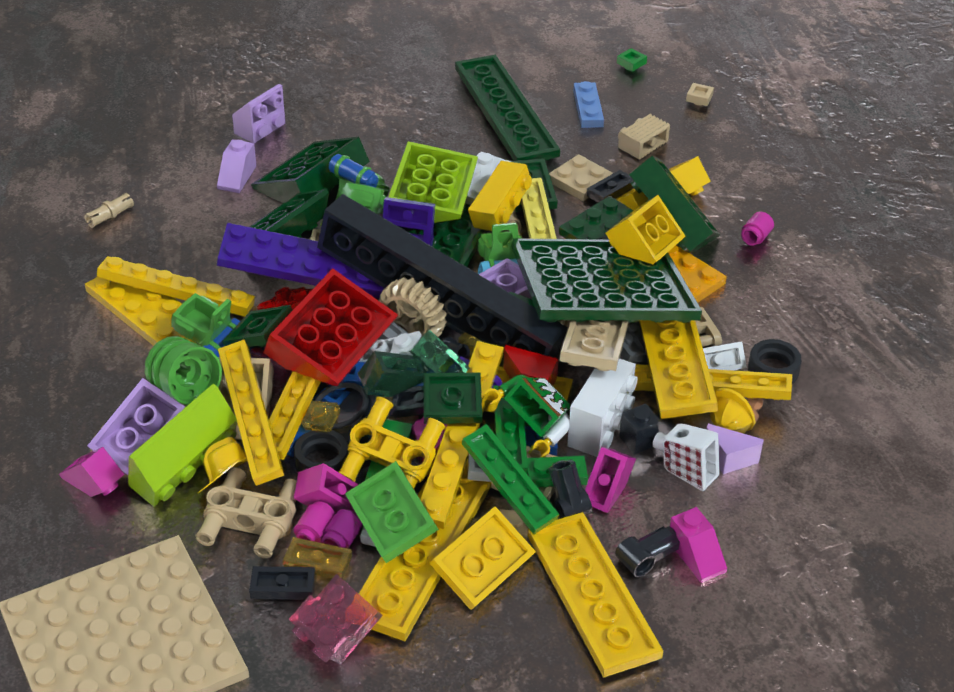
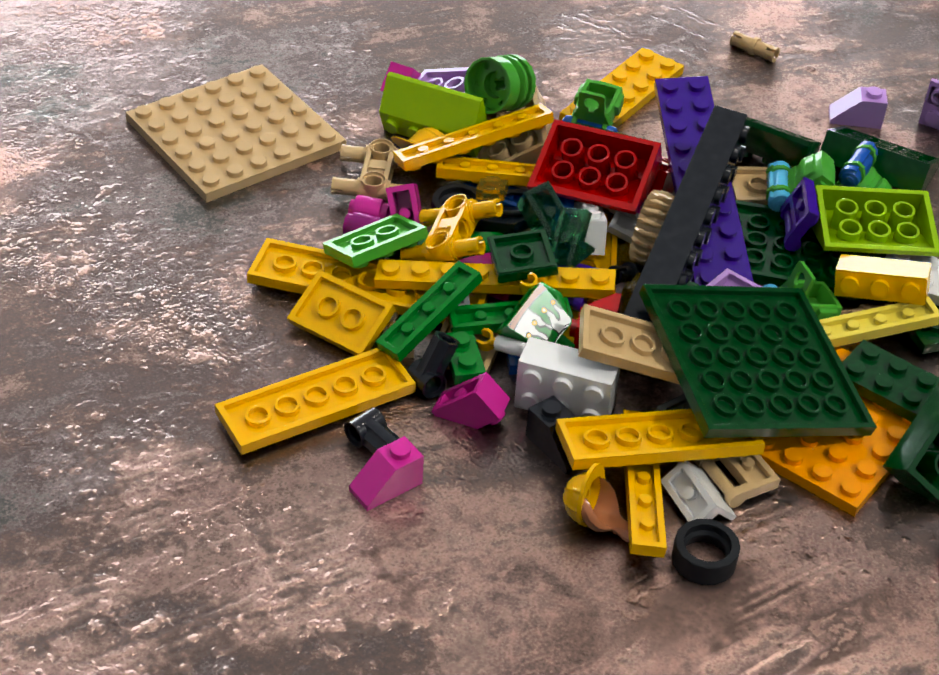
camera: 80 degrees right, 0 degrees up
(172, 285) = (652, 66): yellow plate -> none
(282, 582) = (301, 202): black plate -> none
(325, 558) = (330, 218): clear yellow plate -> none
(334, 620) = (254, 228): clear pink plate -> none
(646, 232) = (864, 397): yellow slope -> none
(690, 454) = (514, 453): white torso -> none
(736, 449) = (537, 503): lavender slope -> none

